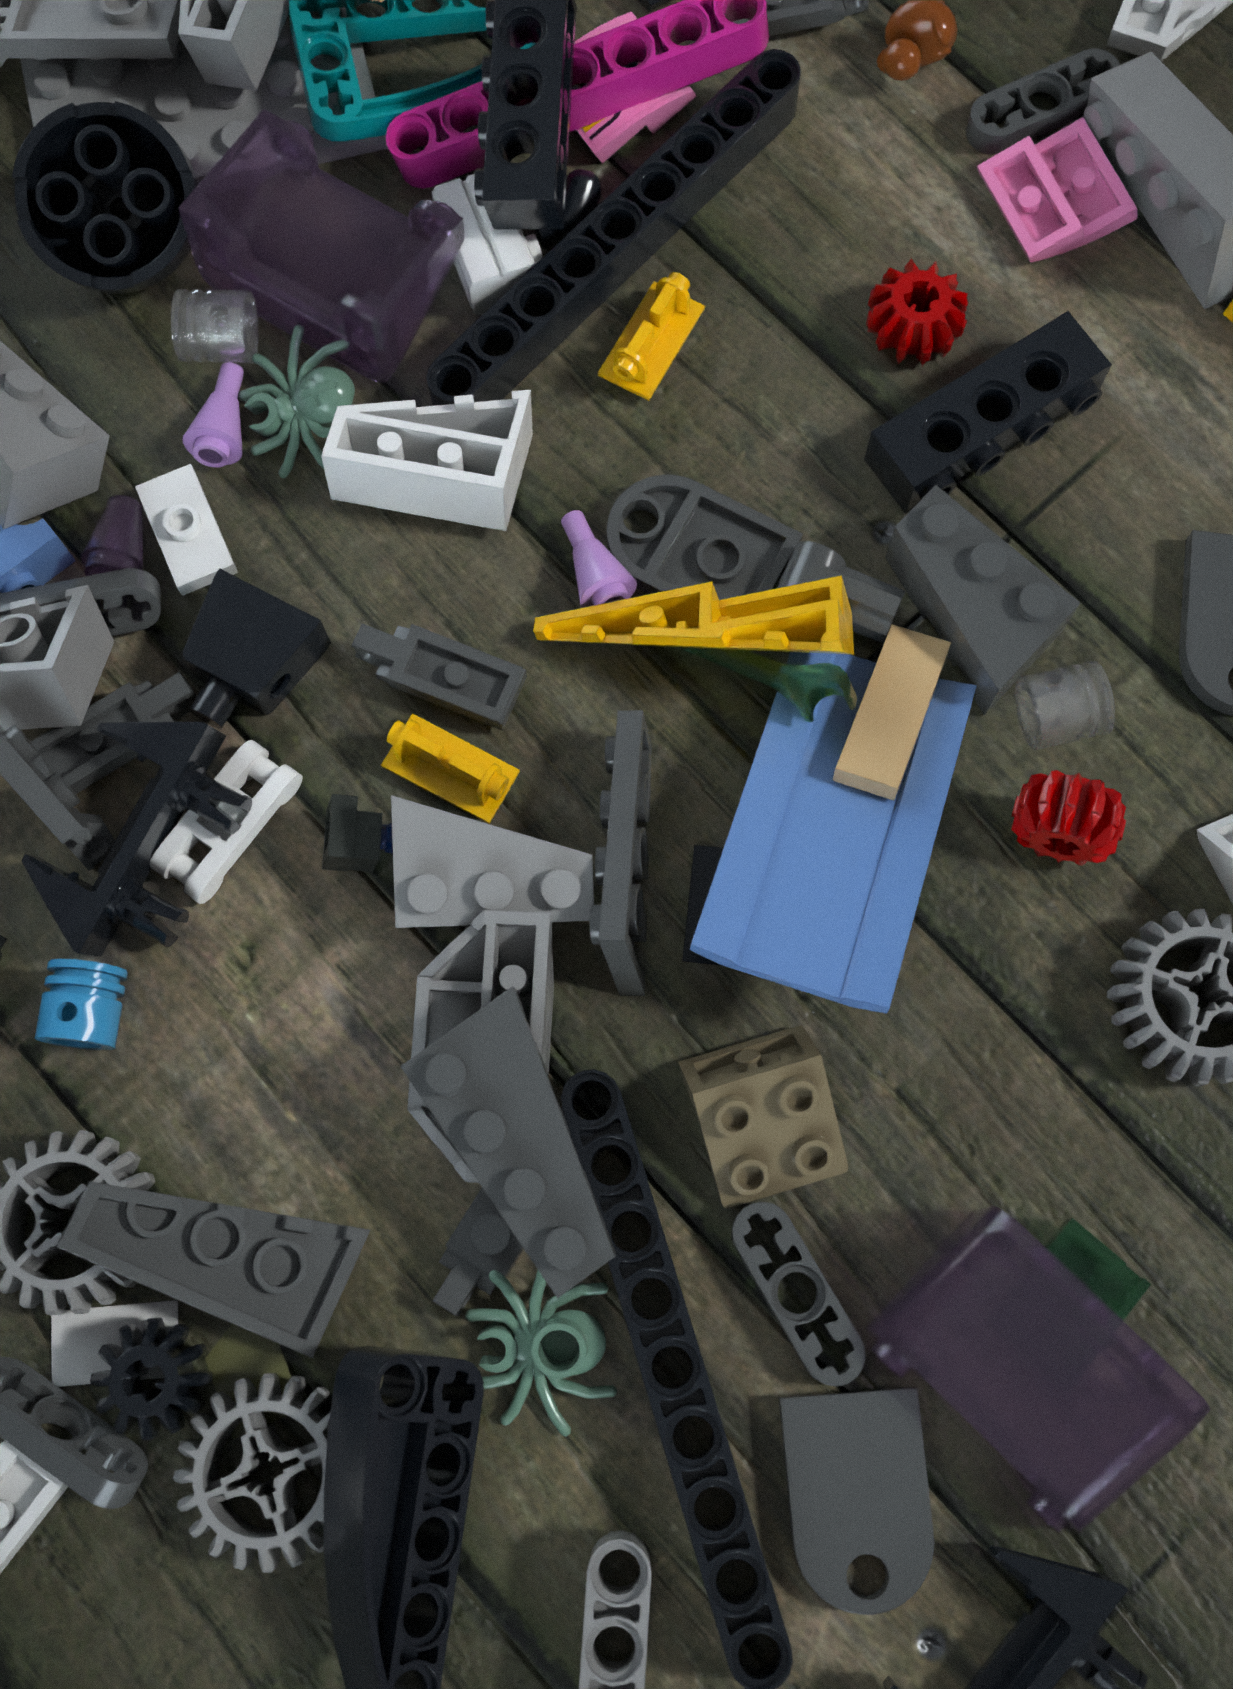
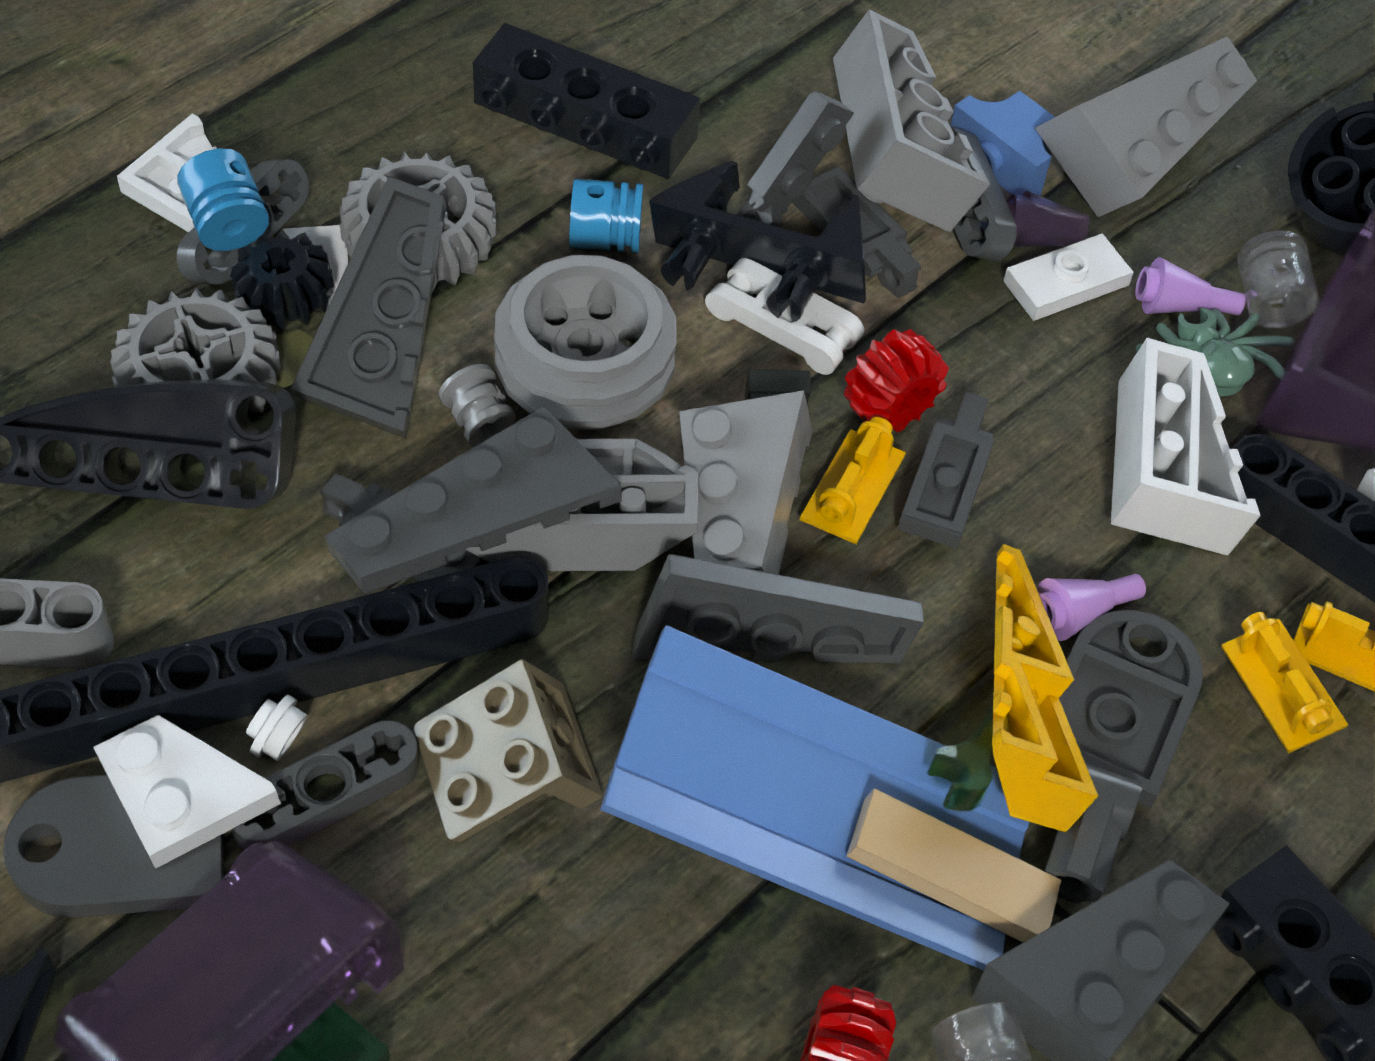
camera: 80 degrees right, 20 degrees down
(67, 1450) = (222, 199): none -> dark azure piece
(240, 973) = (563, 345): none -> light grey wheel
(248, 649) = (957, 311): black torso -> none
(339, 710) = (896, 379): none -> red gear
(341, 1148) = (477, 403): none -> light grey bush
(543, 1346) = (284, 571): sand green animal -> none
(686, 408) = (1283, 683): none -> yellow hinge
(739, 1345) = (275, 727): none -> white plate
(816, 1440) = (180, 788): none -> white wing

